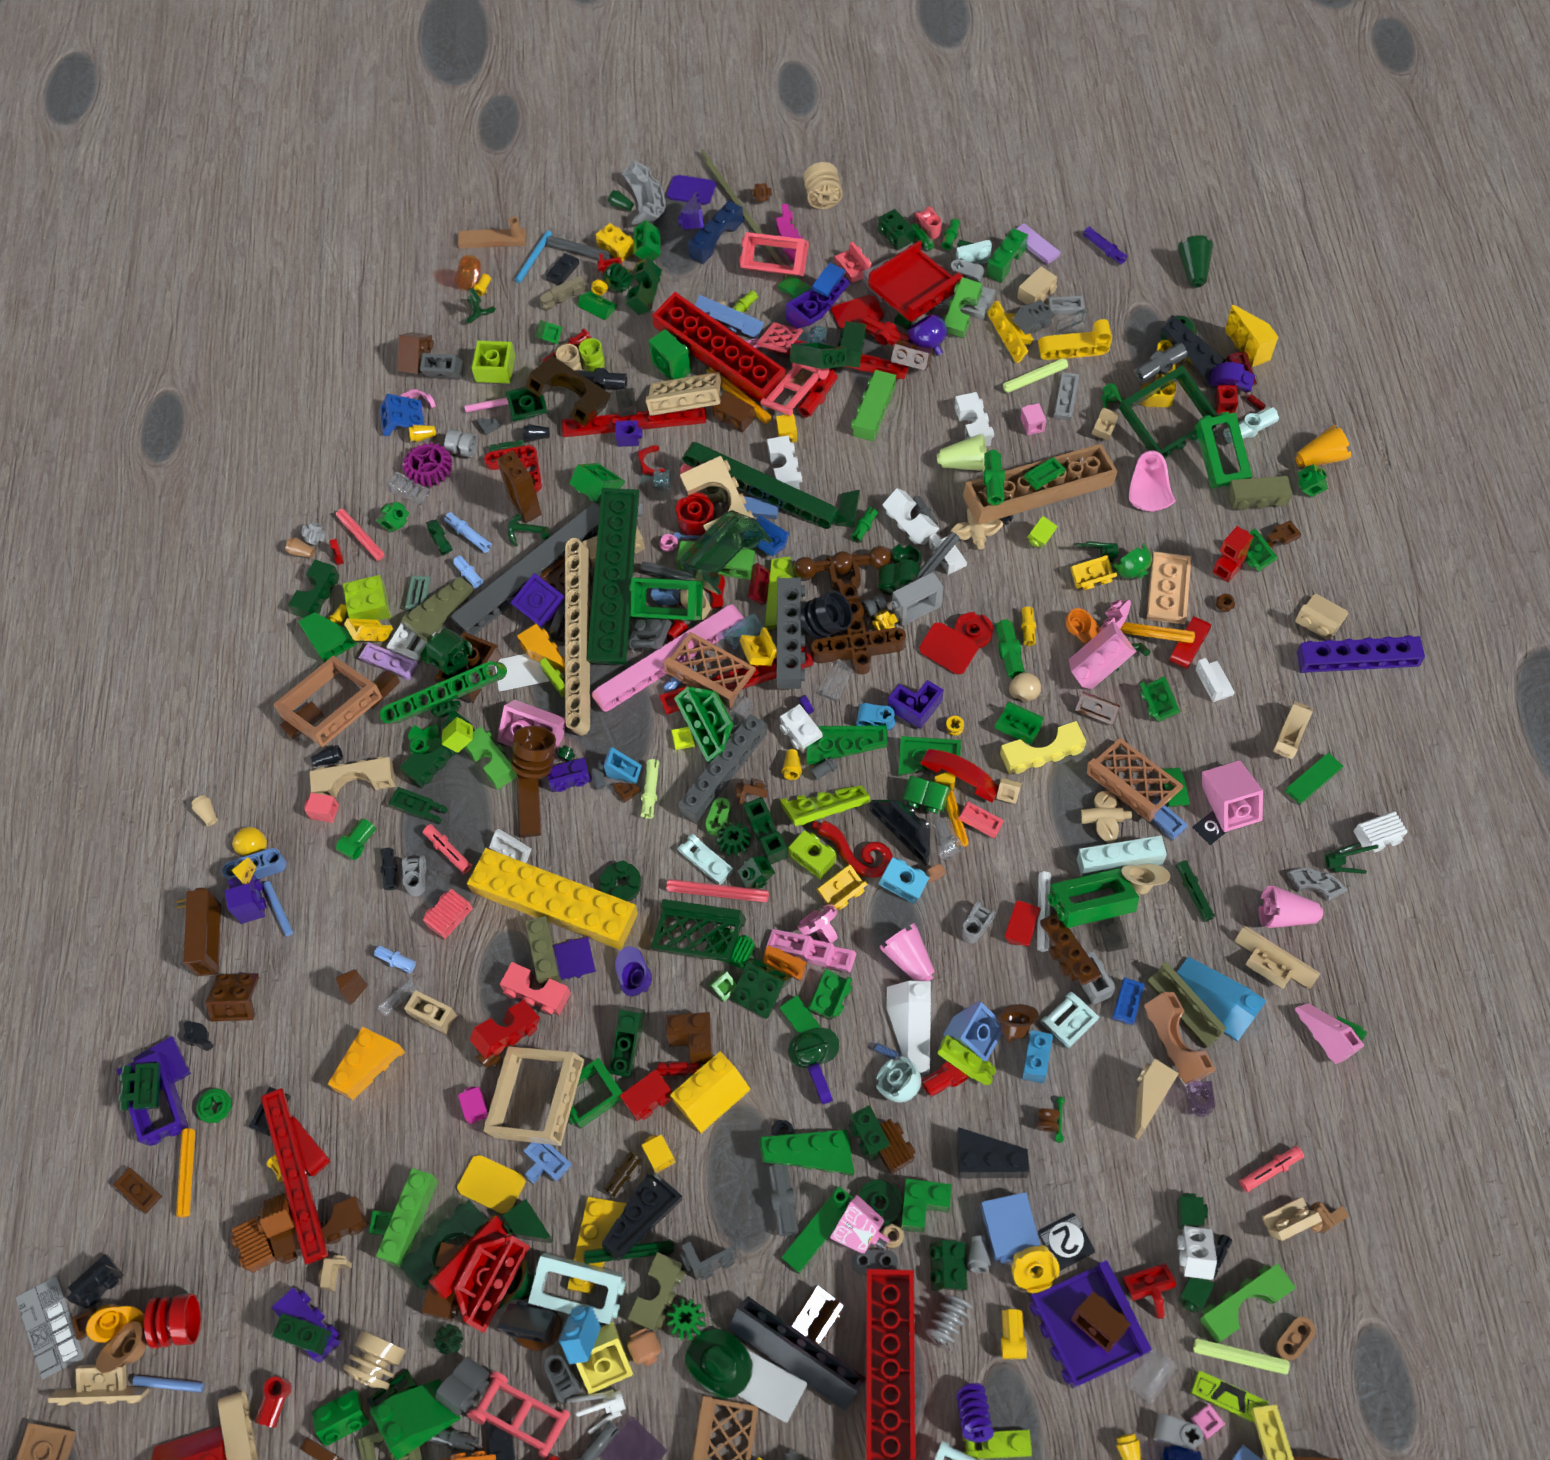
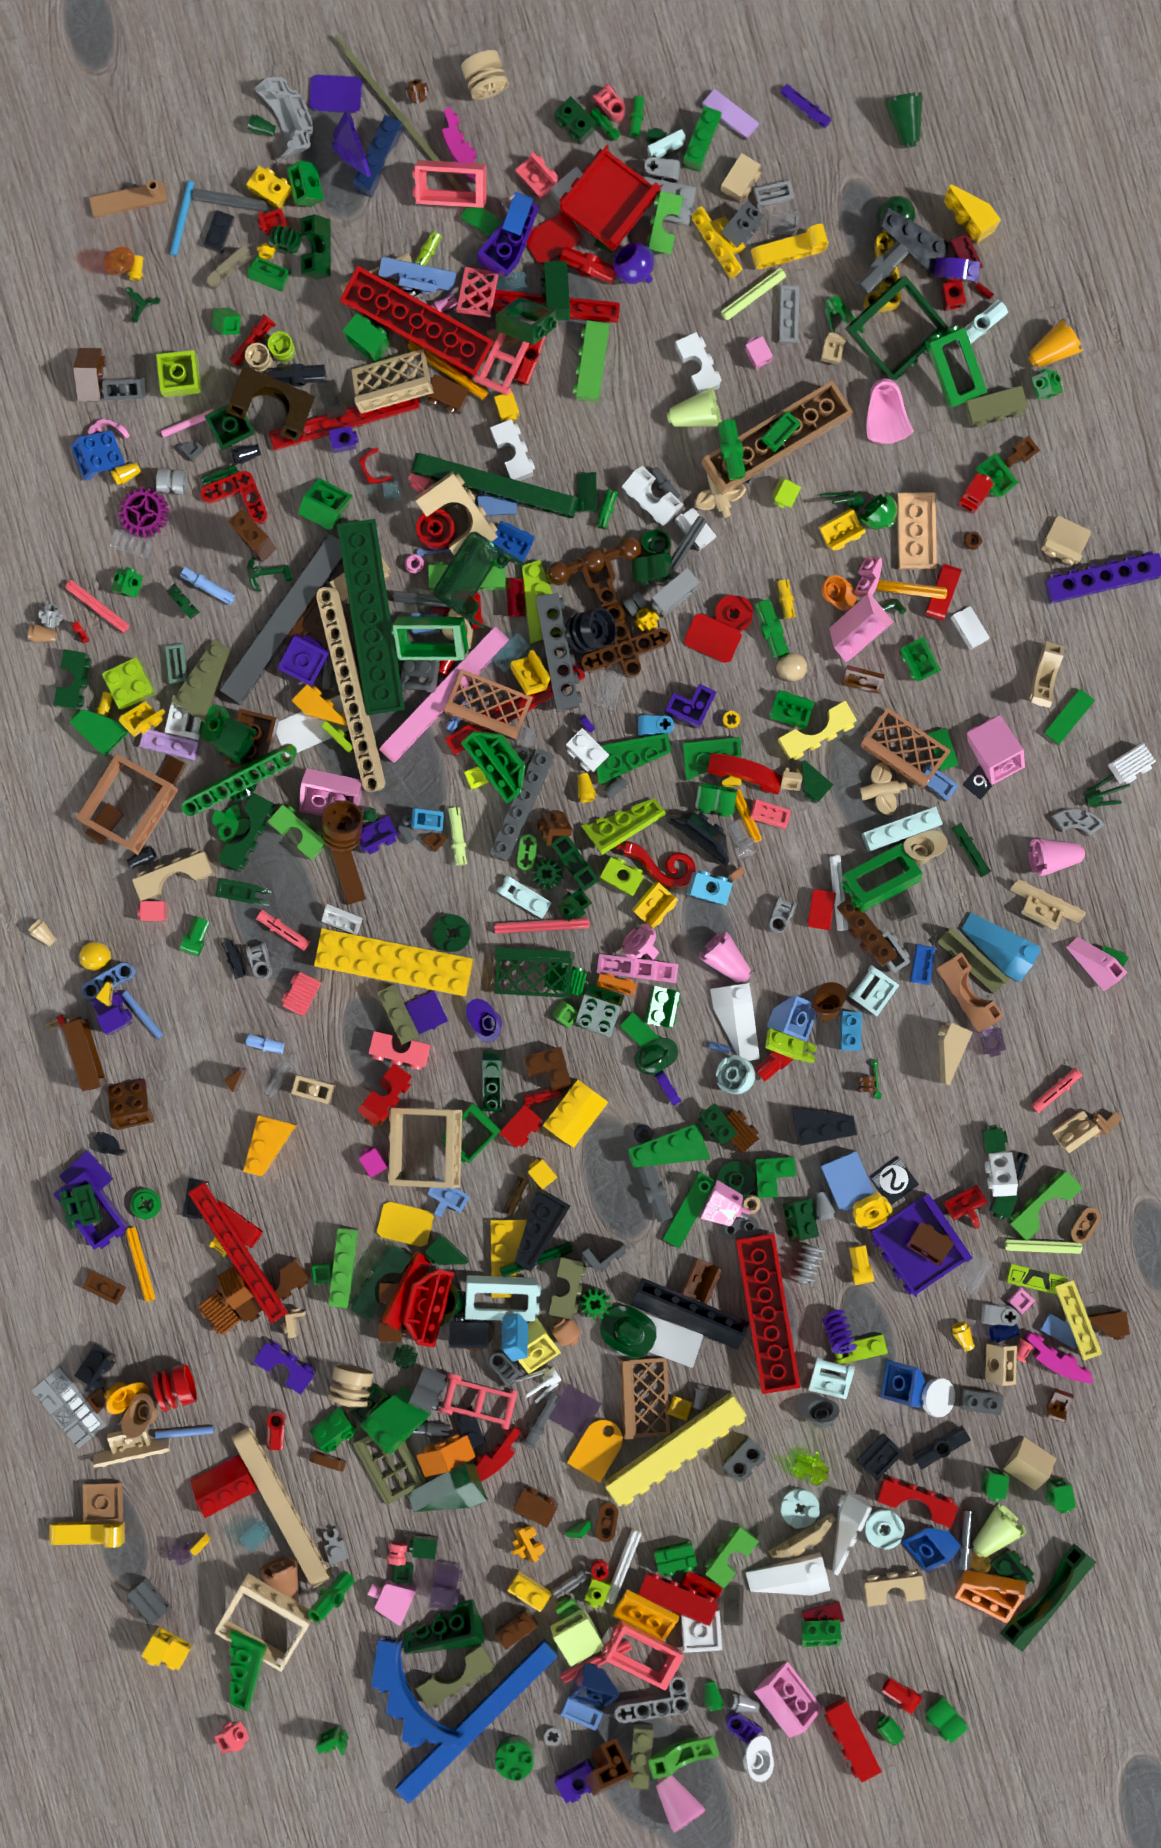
camera: 15 degrees left, 25 degrees up
(301, 1334) = (287, 1380): dark green brick -> none
(457, 734) = (263, 819): lime panel -> none
(467, 571) = (220, 632): light blue axle -> none
(911, 355) = (621, 294): brick -> none
(1033, 797) = (813, 783): none -> dark green slope

